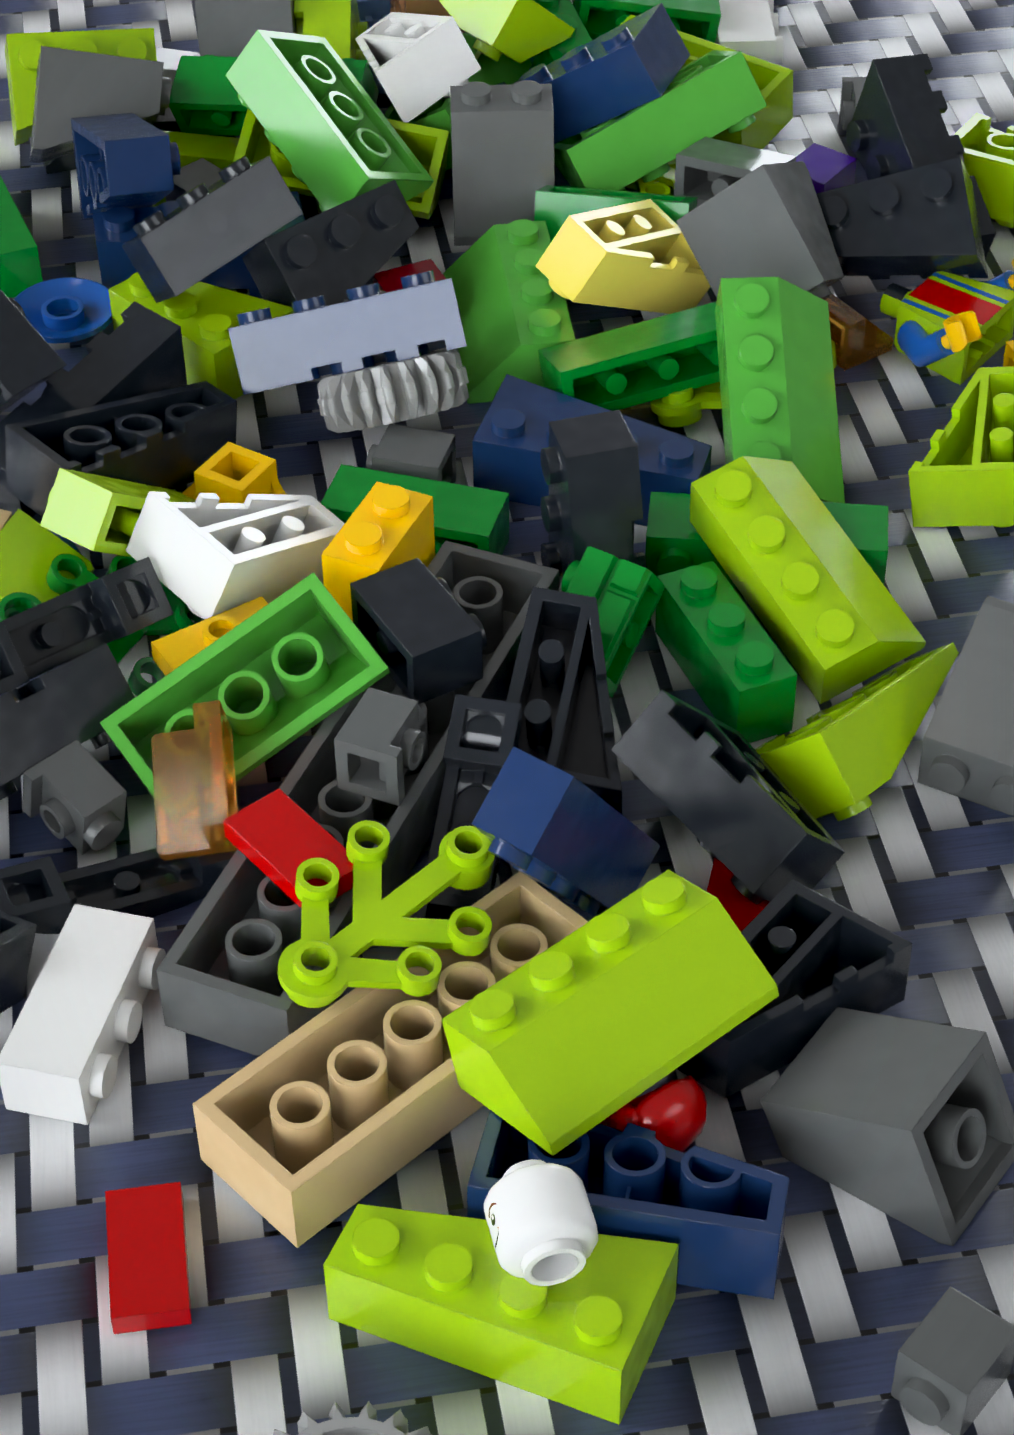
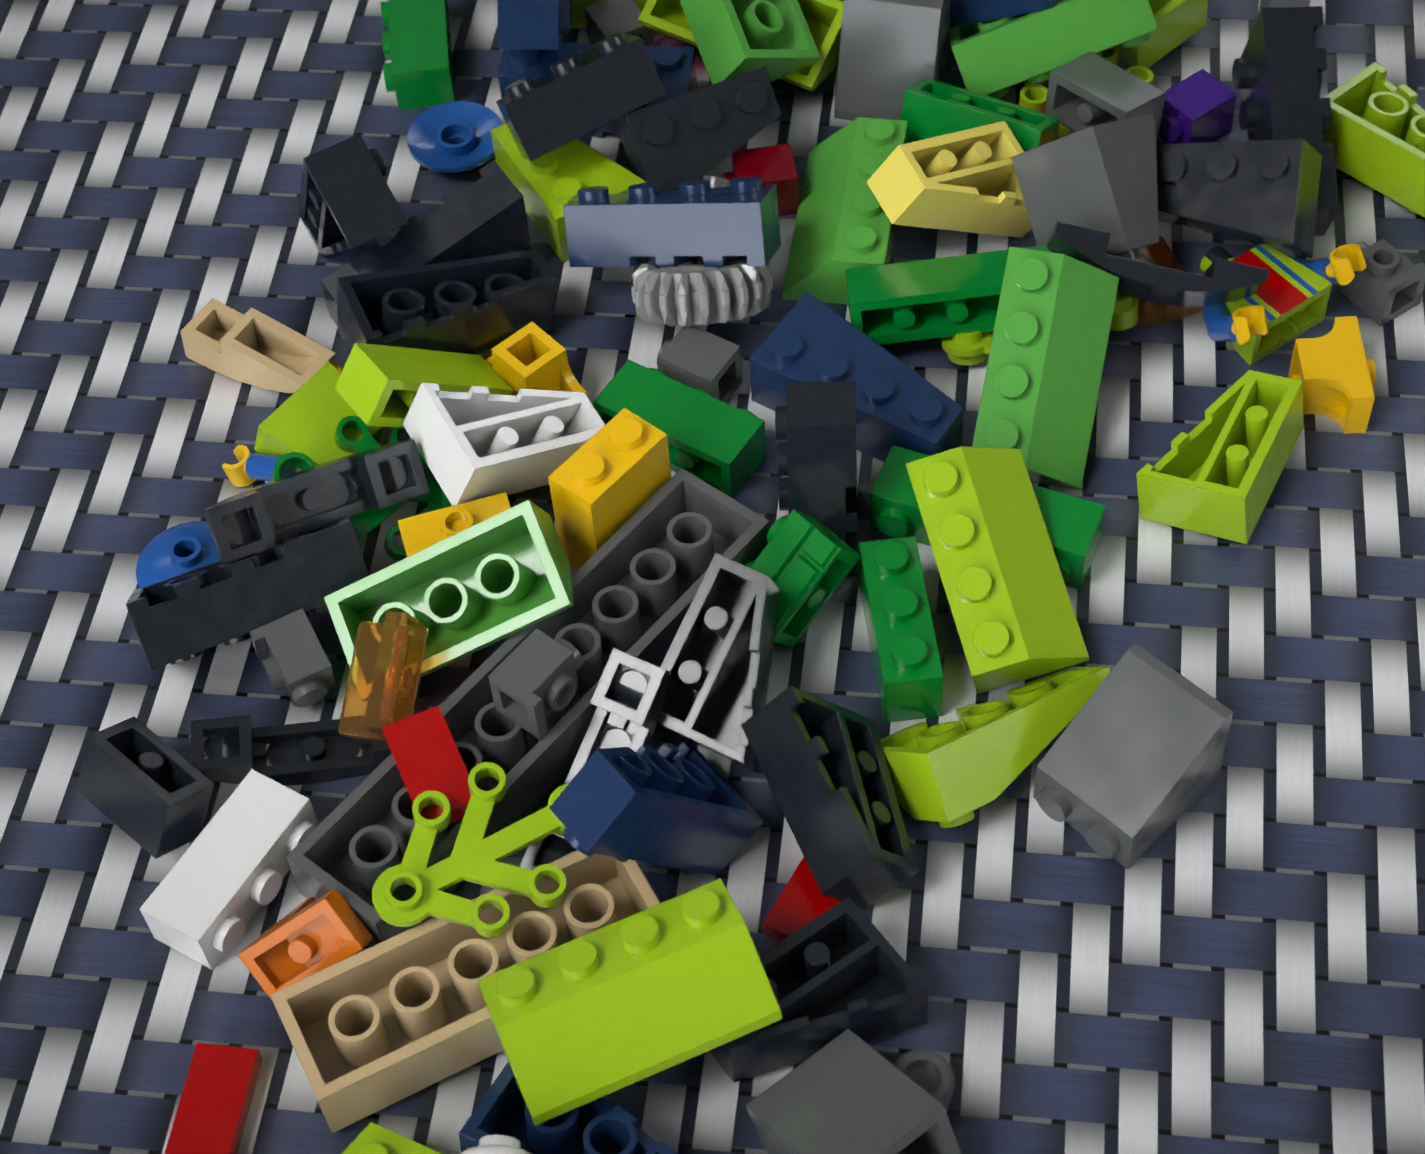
camera: 20 degrees right, 10 degrees up
(201, 1057) = (305, 942): none -> orange slope
(419, 630) = (612, 568): black brick -> none
(672, 1111) = (662, 1099): red hair -> none
(867, 306) = (1220, 284): none -> black slope

